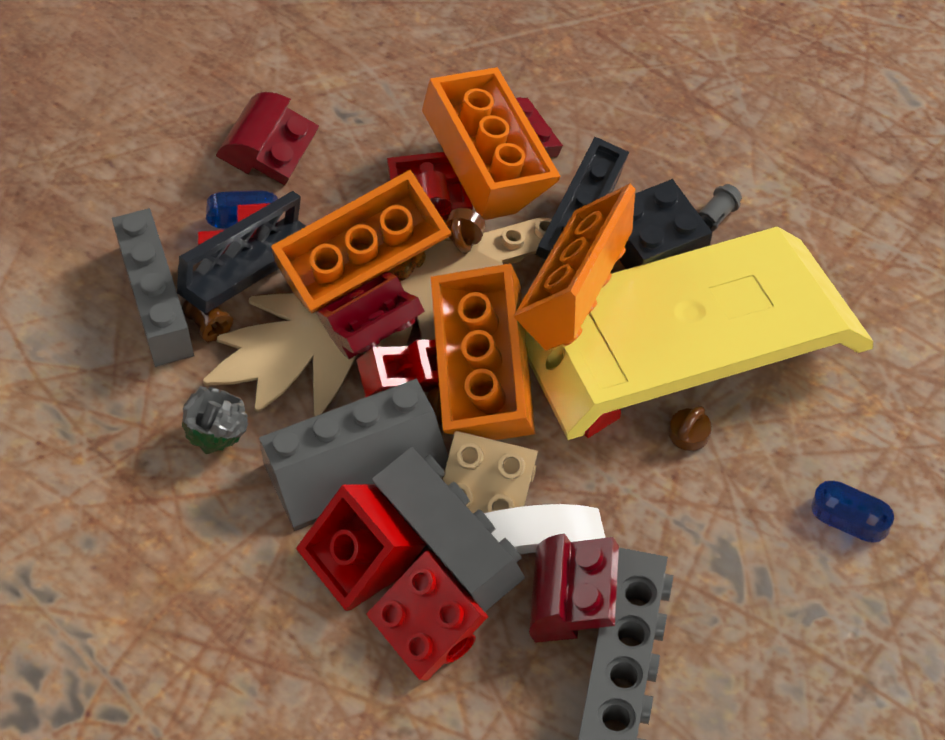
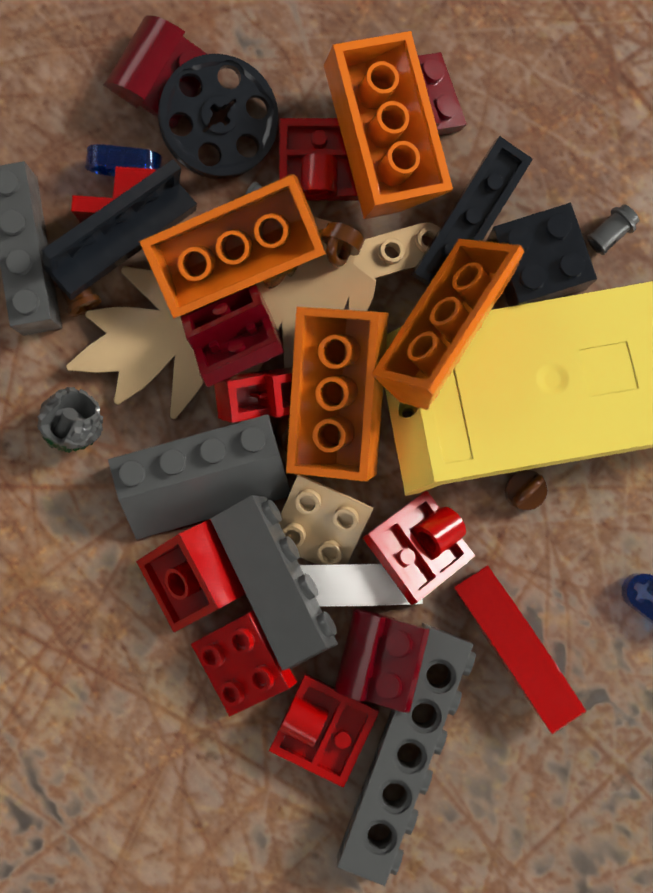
camera: 10 degrees right, 30 degrees up
(326, 149) = (216, 97): none -> black wedge
(525, 676) = (324, 730): none -> red plate
(594, 481) = (420, 546): none -> plate
(722, 567) = (520, 650): none -> red slope

